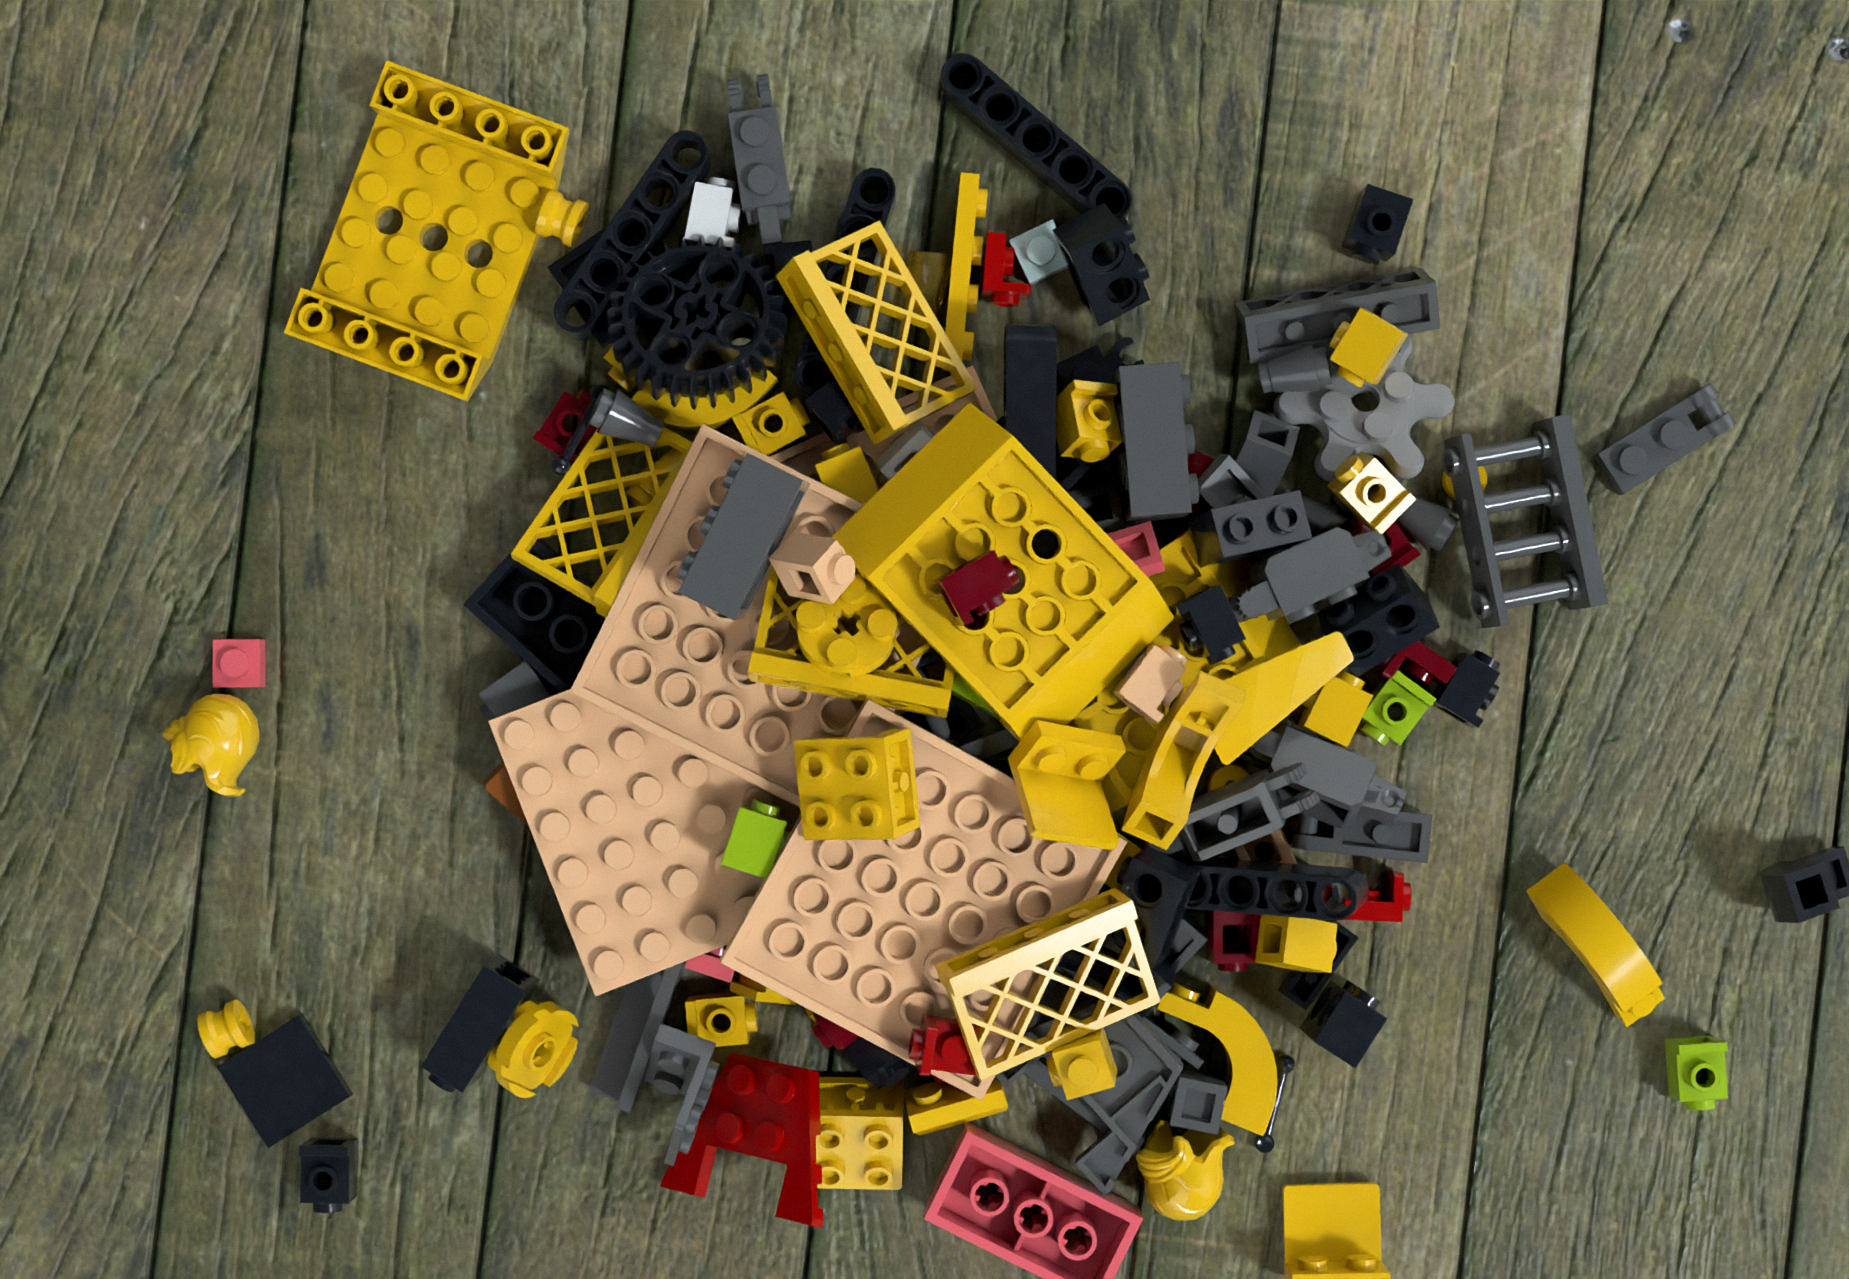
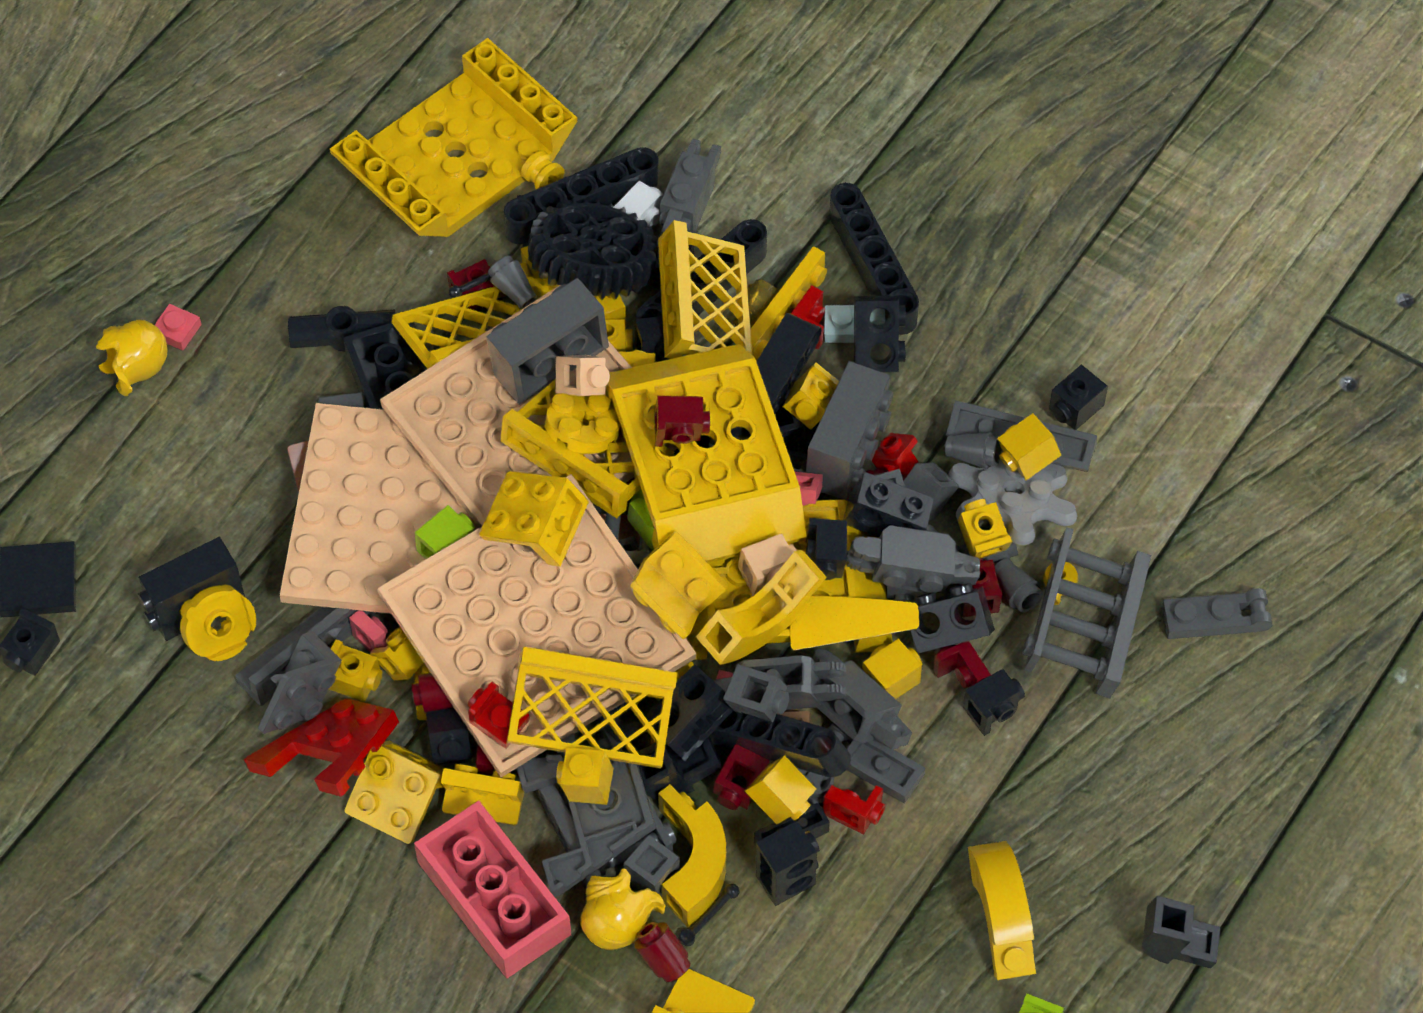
camera: 25 degrees right, 30 degrees down
(226, 1029) = (22, 525): yellow wheel -> none
(419, 587) = (325, 328): none -> black piece
(1209, 422) = (896, 454): none -> red bracket
(1218, 879) = (748, 686): none -> dark grey brick
(1255, 1189) = (662, 951): none -> dark red brick
(1411, 698) = (933, 703): lime brick -> none

